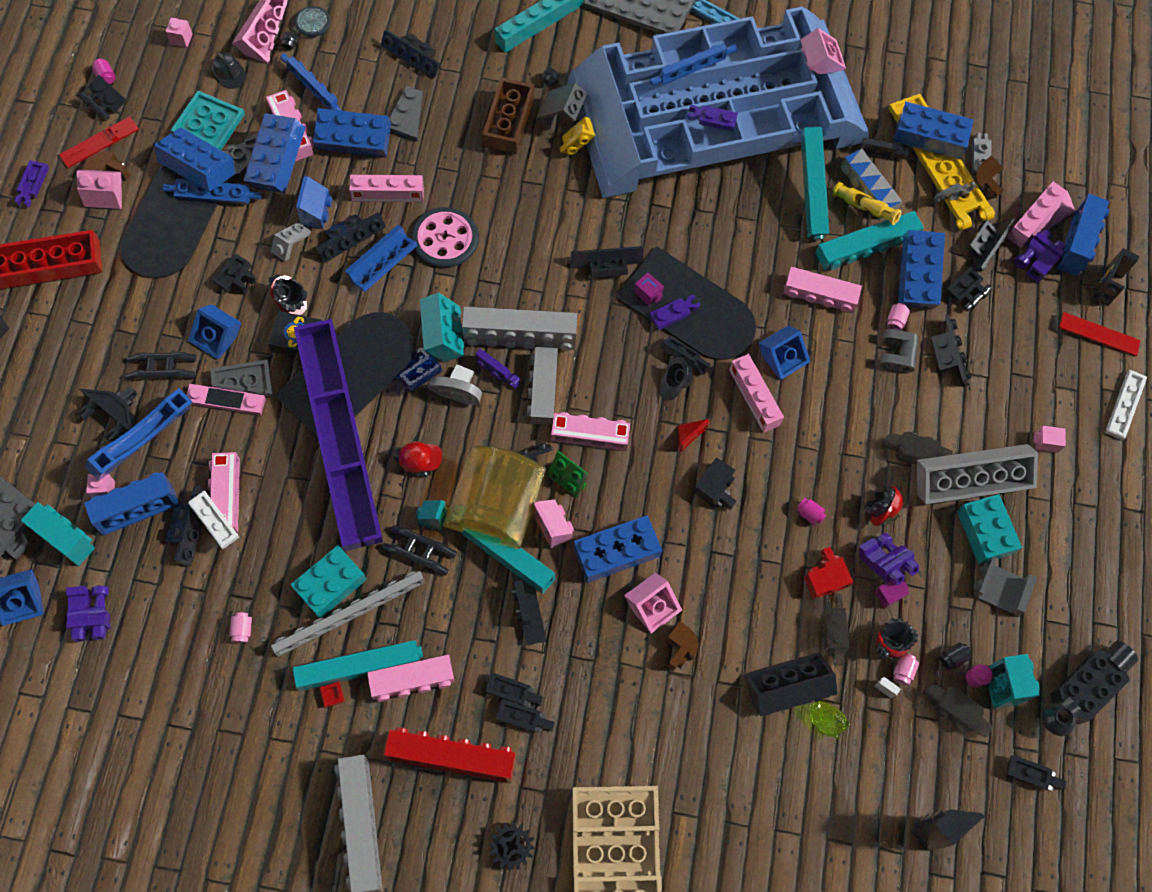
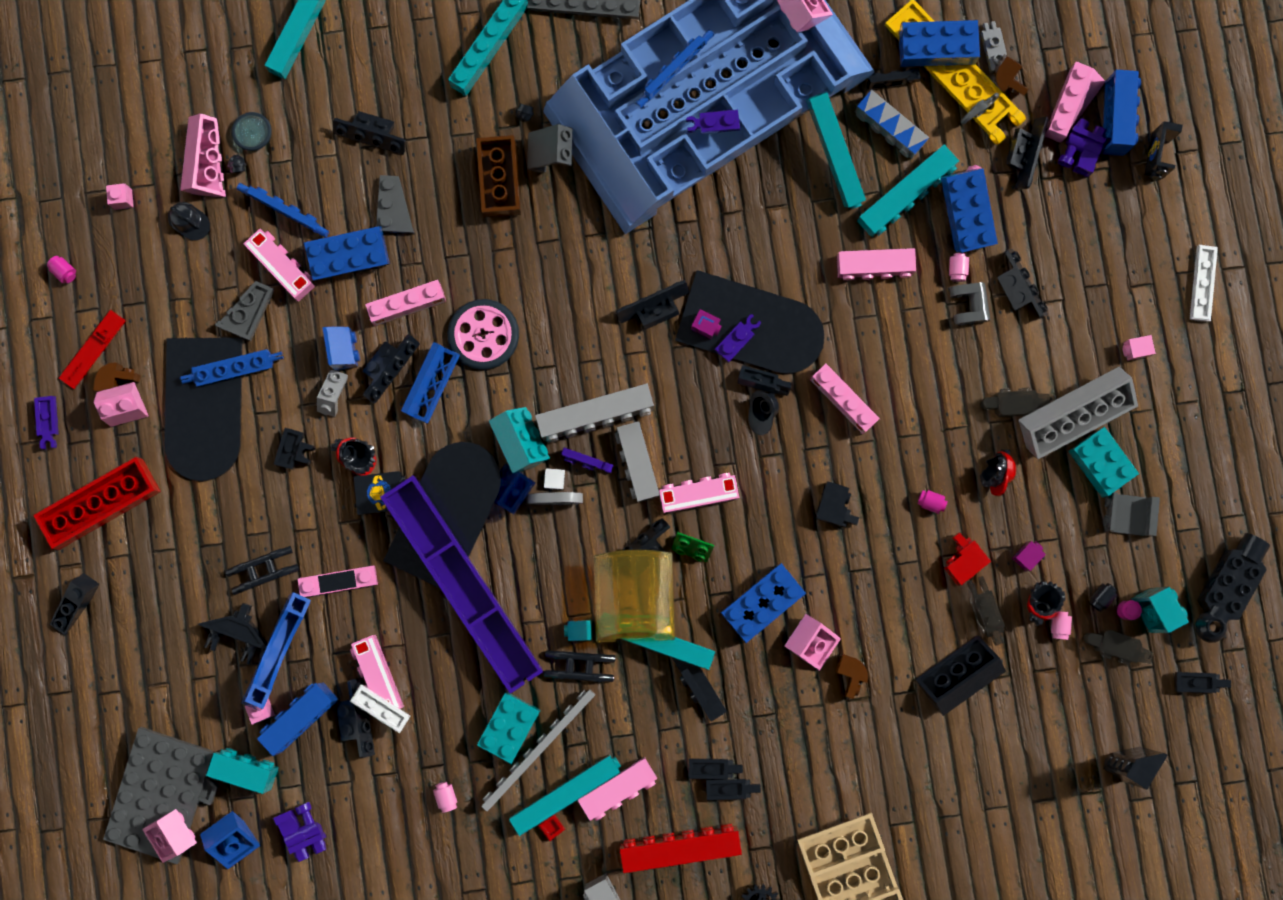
camera: 15 degrees left, 15 degrees up
(106, 93) = (78, 295): black plate -> none
(194, 159) = (201, 341): blue brick -> none
(210, 119) = (194, 289): teal plate -> none
(213, 330) = (298, 516): blue slope -> none
(244, 377) = (347, 554): dark grey wing -> none
(274, 153) = (280, 307): blue brick -> none
(418, 458) = (546, 578): red hair -> none
(552, 522) = (695, 598): bright pink slope -> none
(577, 136) = (578, 177): yellow bracket -> none
(689, 432) = (792, 460): red slope -> none
(785, 351) = (859, 344): blue slope -> none
(828, 719) = (1004, 696): clear neon green hat -> none
(876, 207) = (895, 153): yellow piece -> none
(887, 687) = (1049, 648): white tile -> none
(889, 565) = (1021, 531): dark purple hips -> none
(966, 283) = (1016, 206): black plate -> none
(1099, 334) = (1161, 214): red piece -> none

